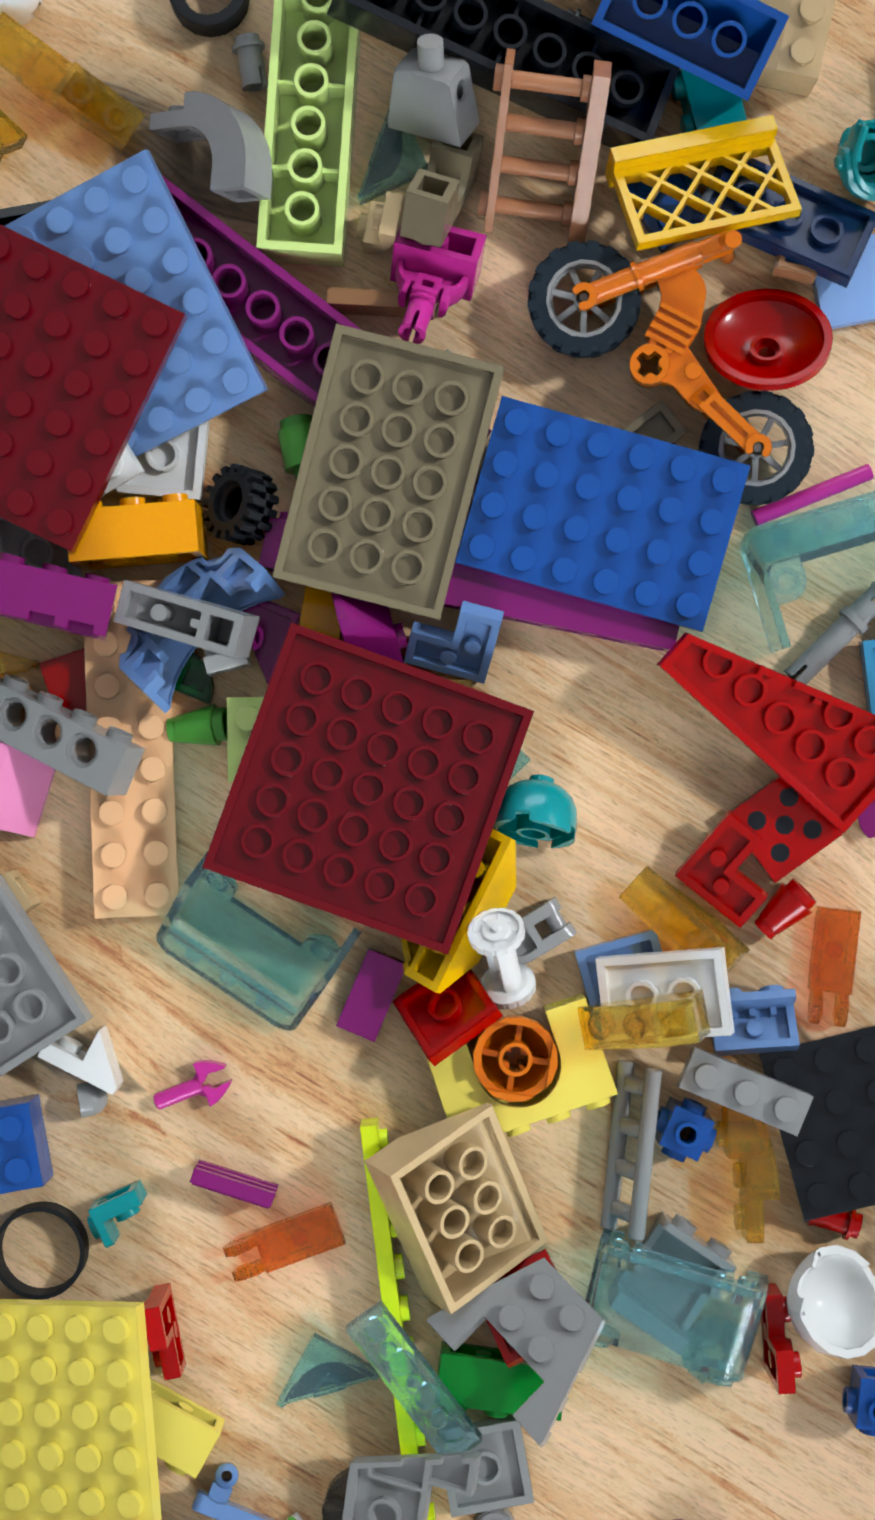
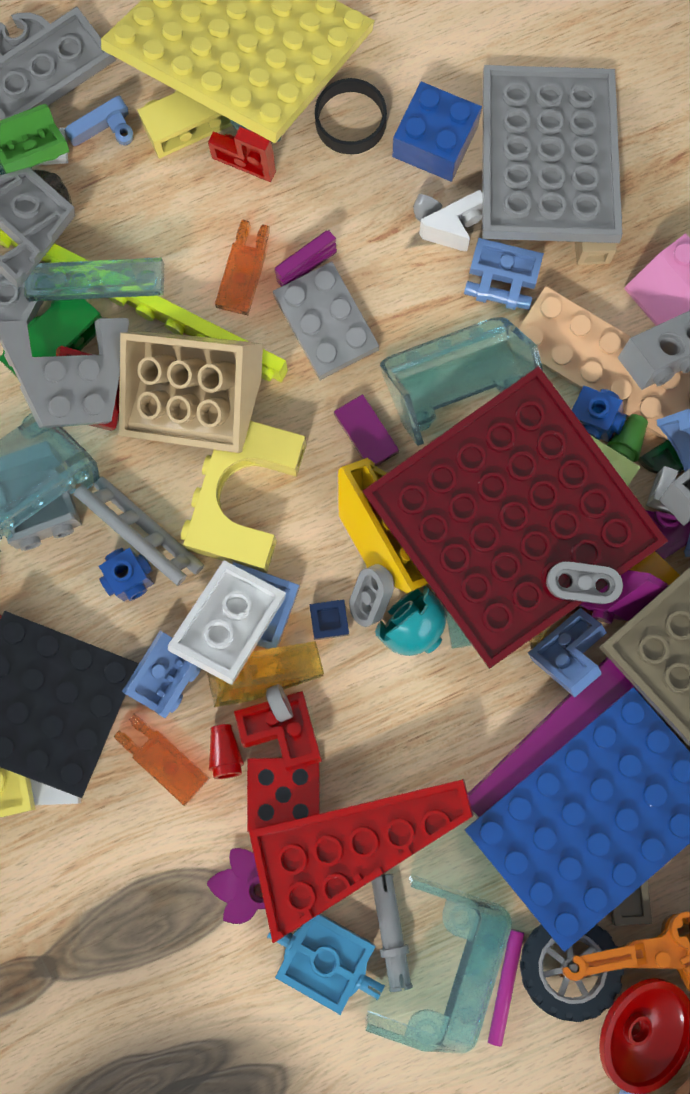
camera: 125 degrees right, 10 degrees down
(95, 973) = (503, 264): none -> medium blue plate
(118, 1204) = (345, 172): teal bracket -> none
(192, 788) = (600, 412): none -> blue brick
(194, 1086) = (386, 279): dark pink bar -> none
(282, 1118) = (326, 320): none -> light grey plate
(324, 1370) = (144, 234): clear light blue tile -> none
(393, 676) = (583, 582): none -> light grey plate
(447, 1019) = (316, 468): red tile -> none
(497, 936) = (351, 532): white hose -> none
(515, 1058) = (257, 491): orange cylinder -> none
(535, 946) = (330, 554): light grey plate -> none
(537, 874) = (371, 595): none -> light grey plate
(587, 898) = (329, 619): none -> dark blue plate
(645, 1022) = (218, 594): clear yellow slope -> none
(705, 889) = (279, 703): none -> light grey tile
(745, 1090) = (121, 632): light grey plate -> none
(754, 1173) = (87, 613): clear yellow slope -> none

